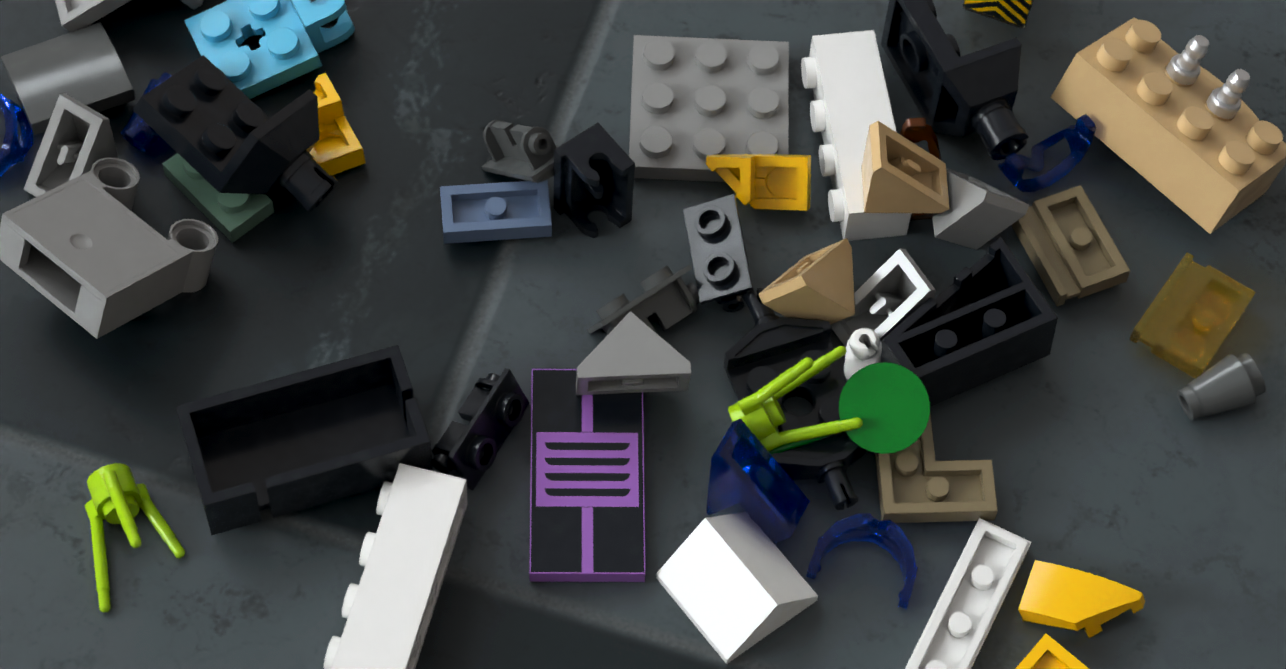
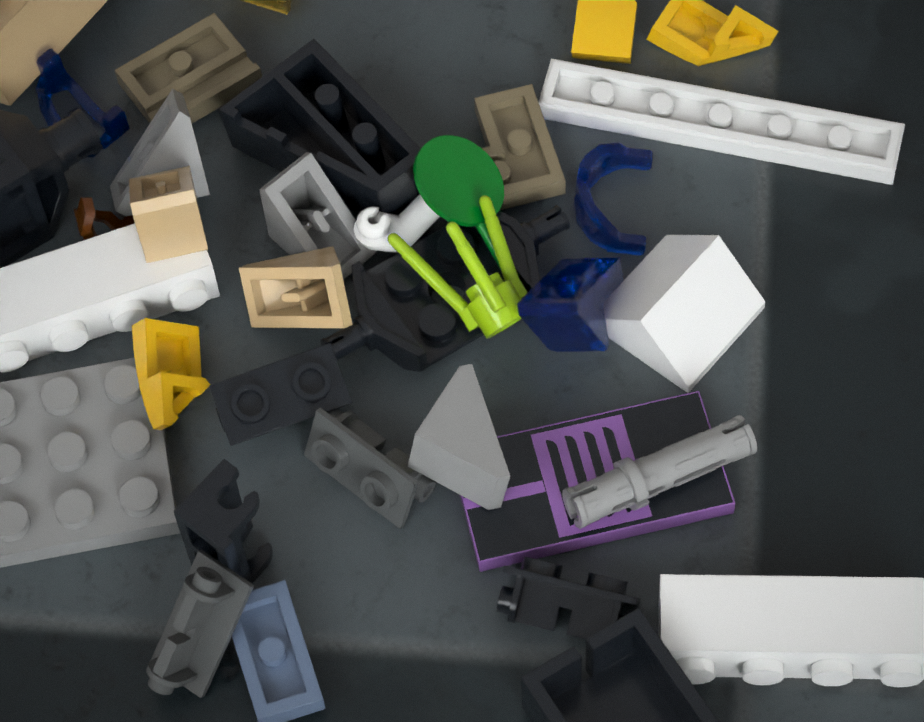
camera: 95 degrees left, 0 degrees up
(561, 489) = (638, 480): none -> light grey pin

